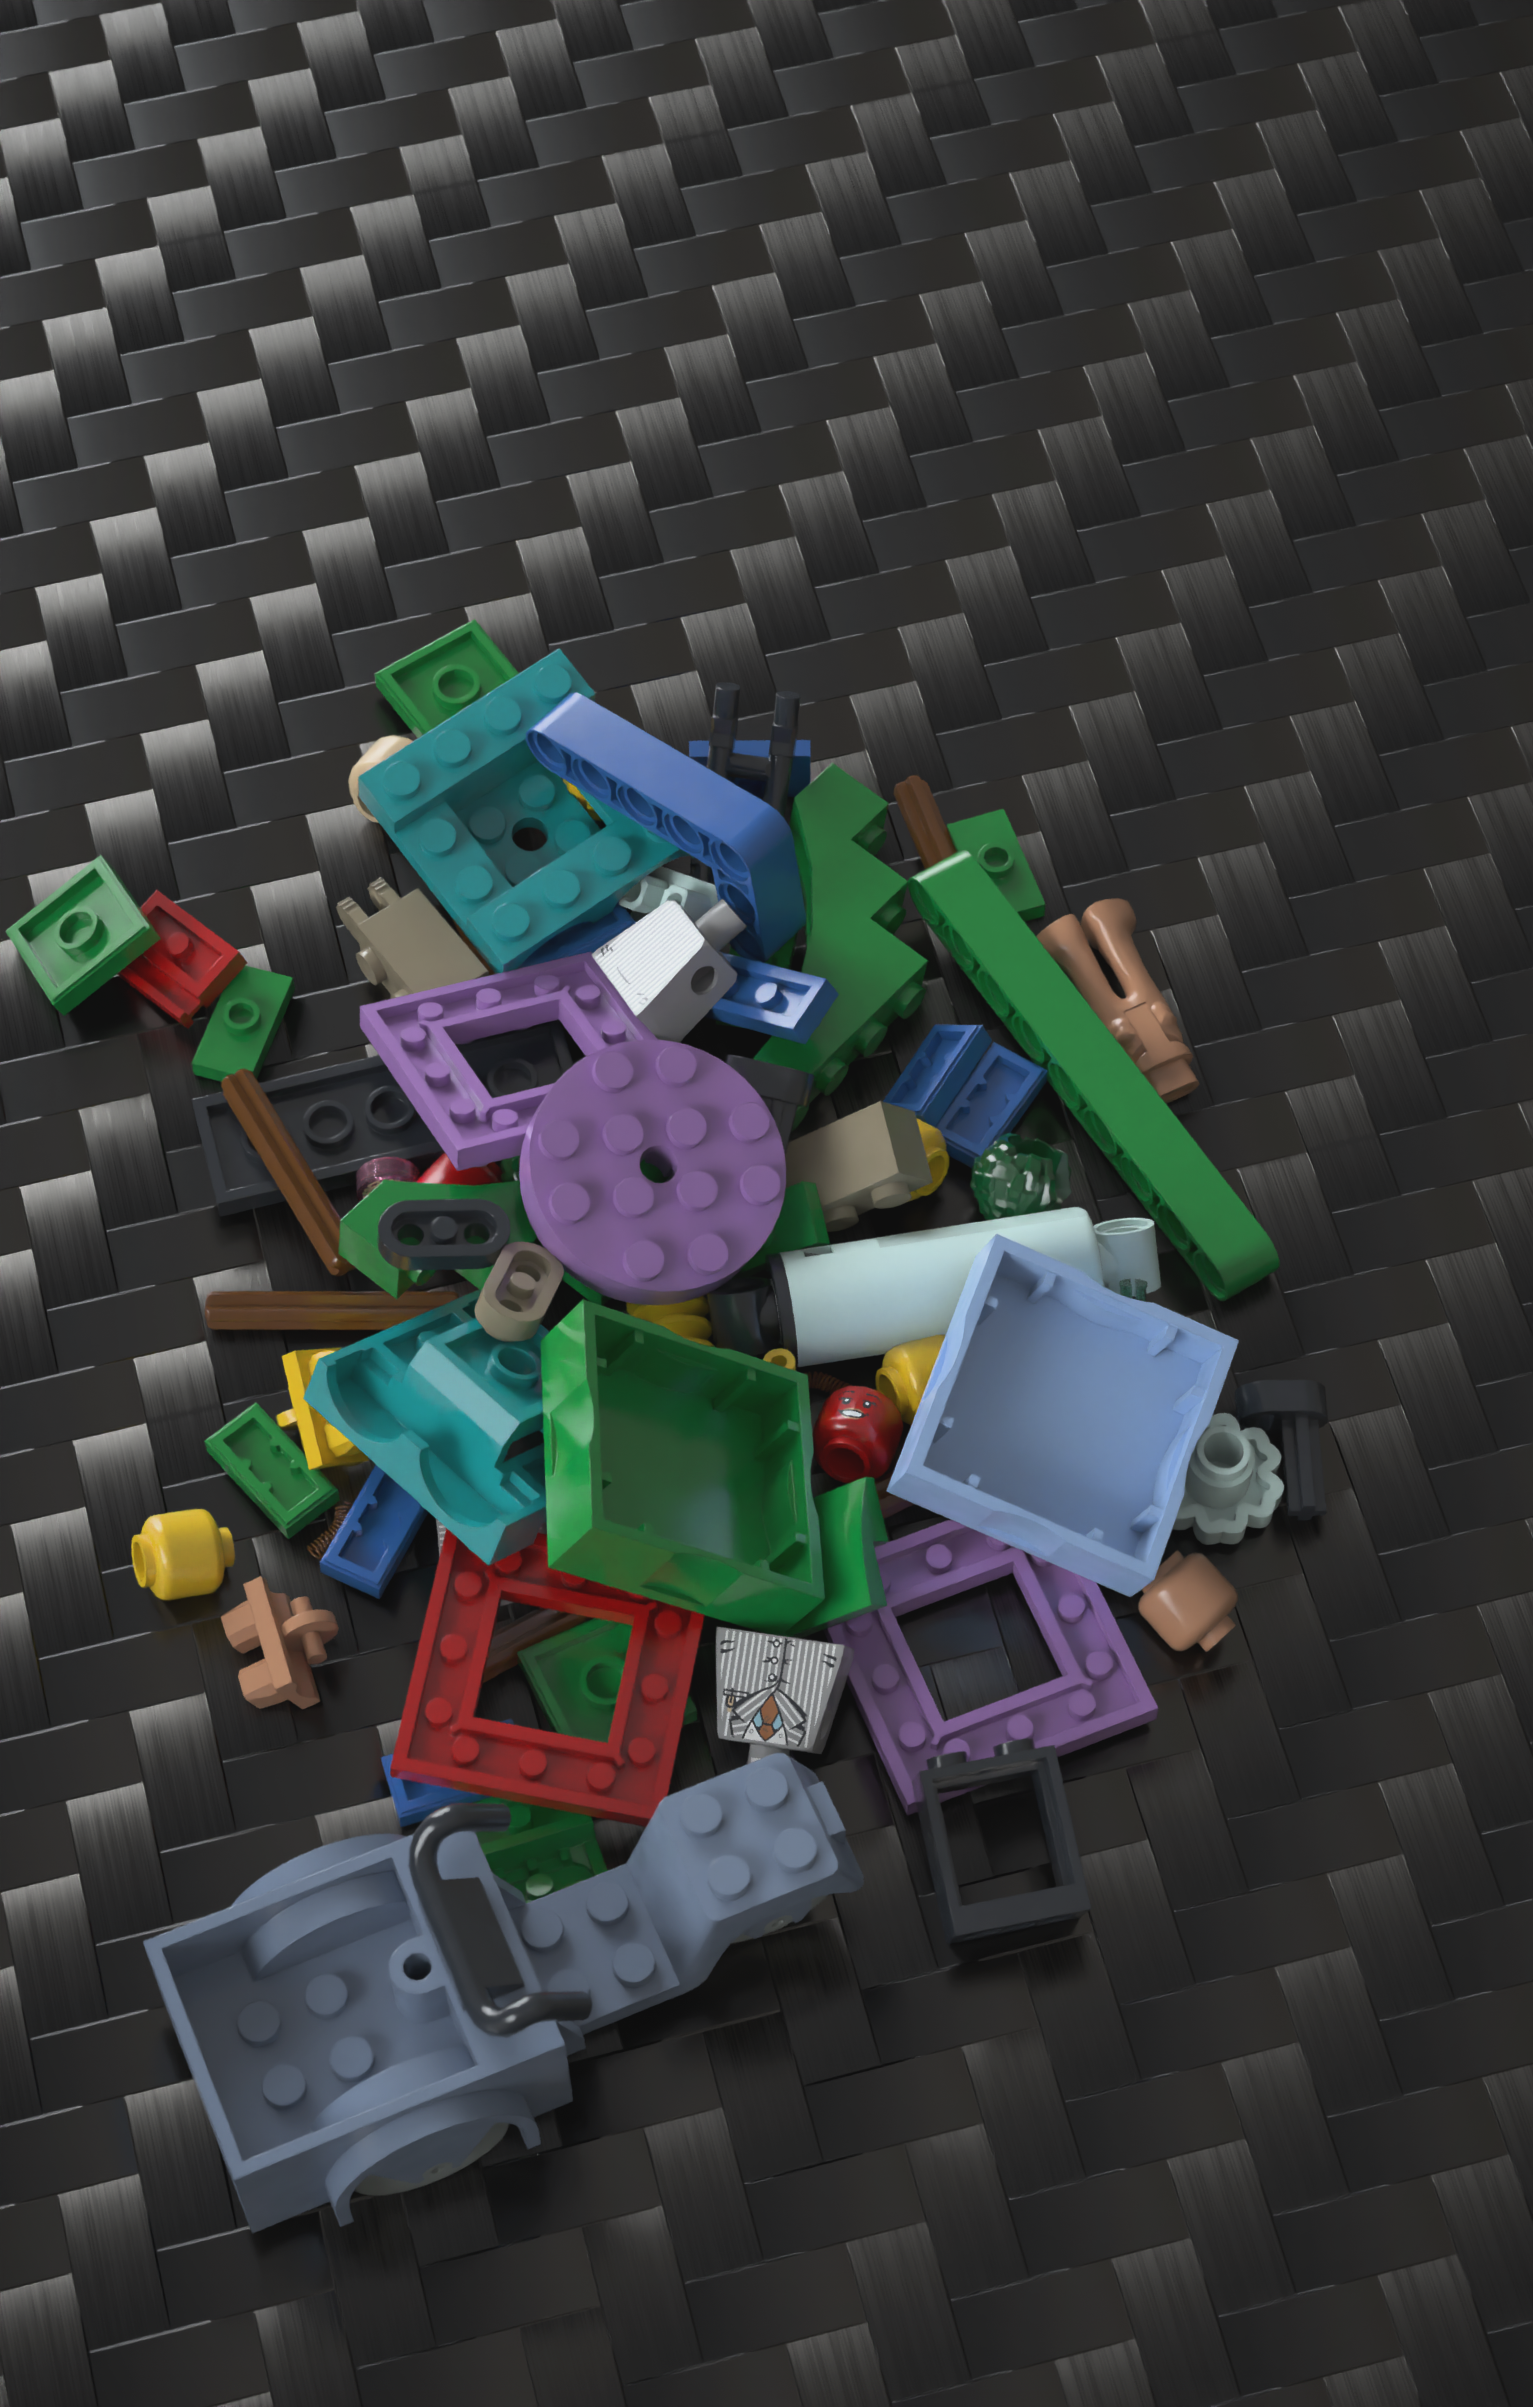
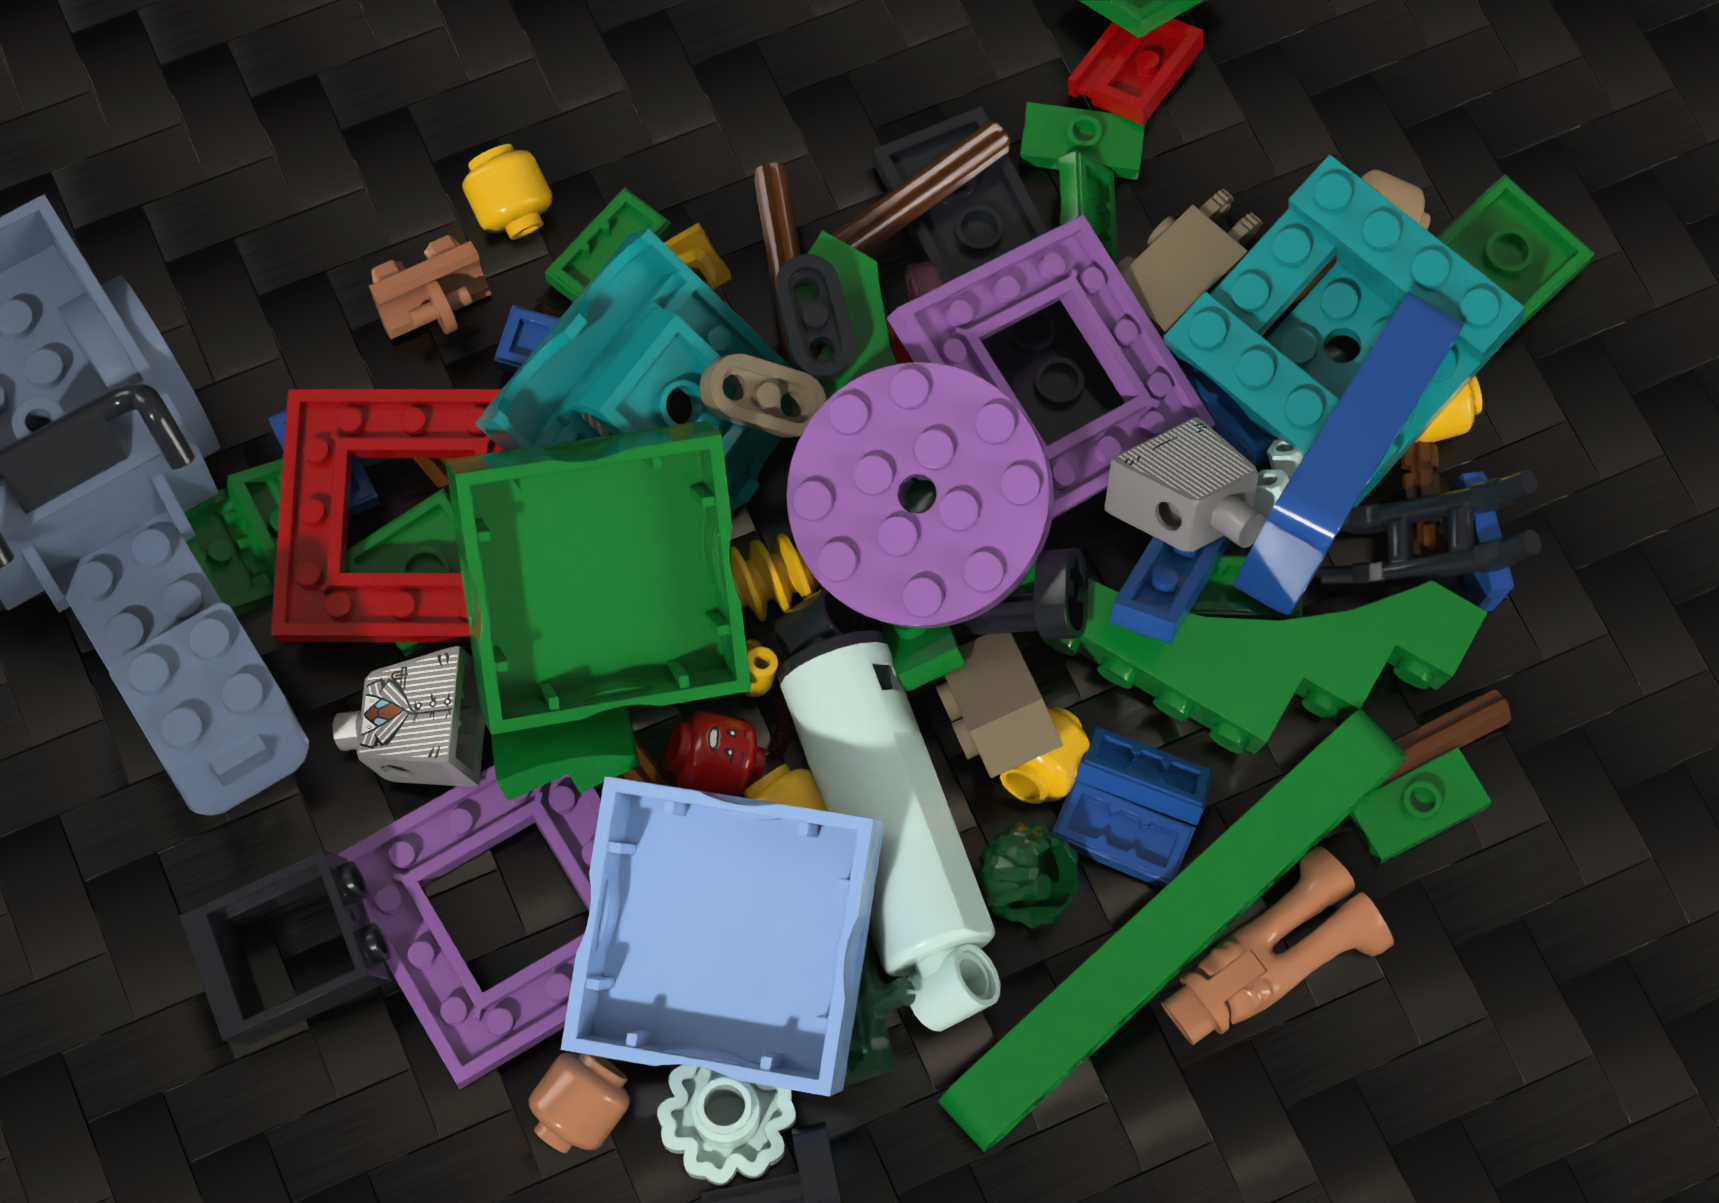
camera: 75 degrees right, 10 degrees up
(332, 1028) = (1089, 191): none -> green plate

